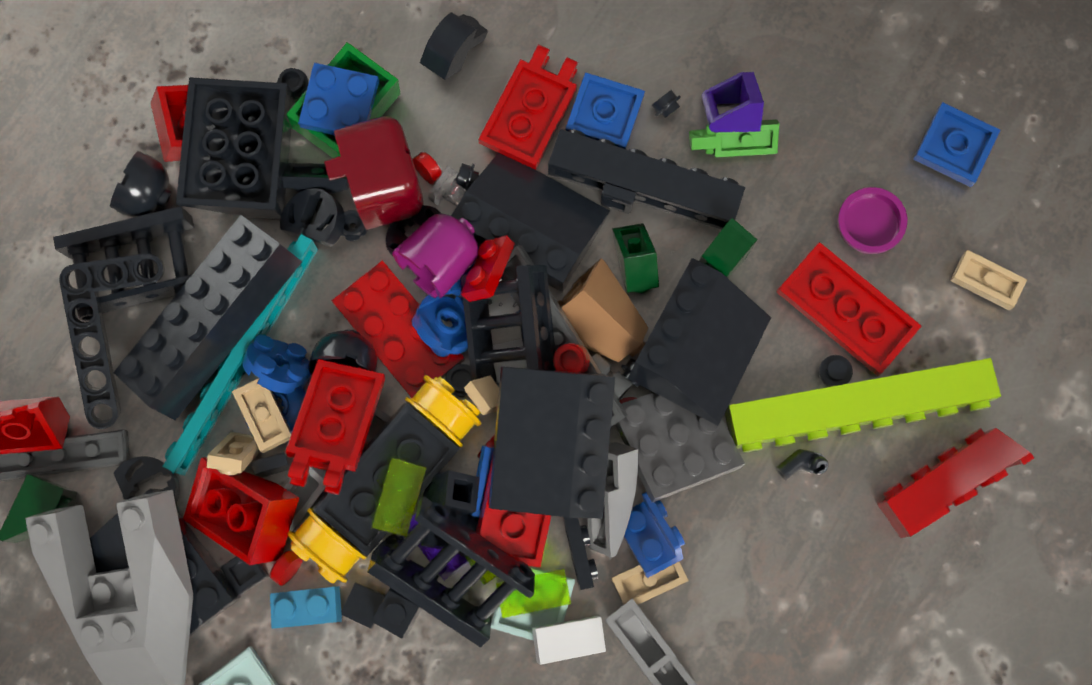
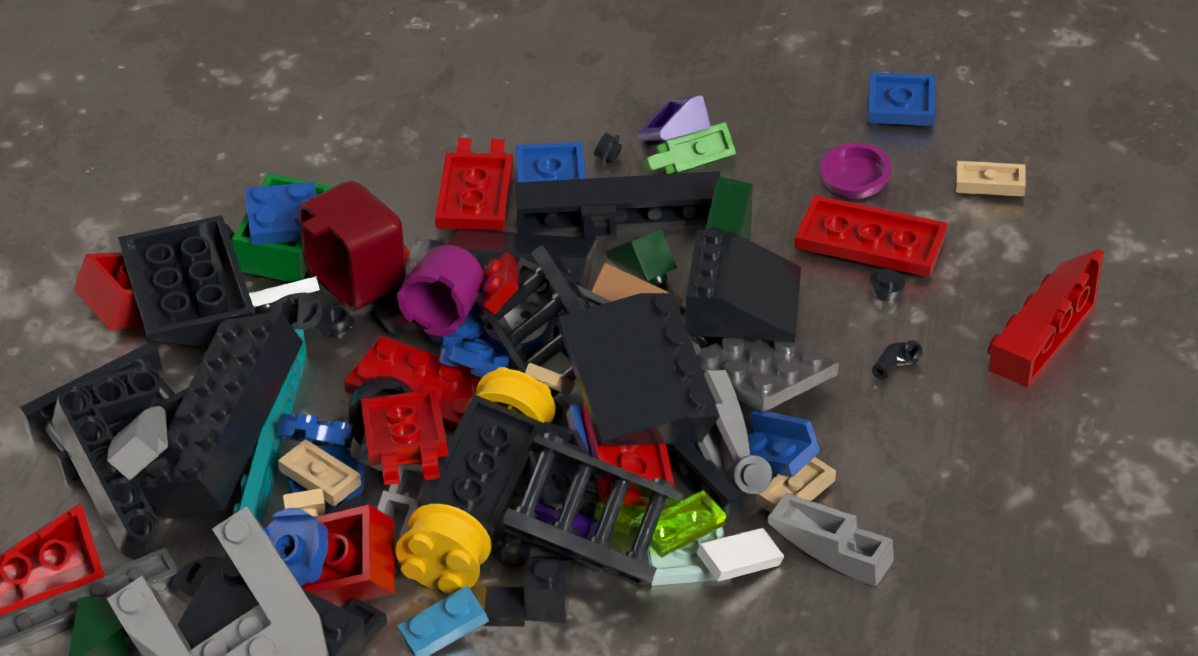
camera: 20 degrees left, 35 degrees down
(117, 338) = (139, 442): none -> light grey slope
(142, 187) = (98, 343): black cylinder -> none
(204, 515) = (309, 541): none -> blue plate
(285, 567) = (404, 596): red tile -> none
(398, 497) = (502, 464): clear neon green plate -> none
(450, 44) = (371, 158): black brick -> none
(612, 566) = (752, 474): none -> plate
(862, 403) = (926, 293): lime brick -> none

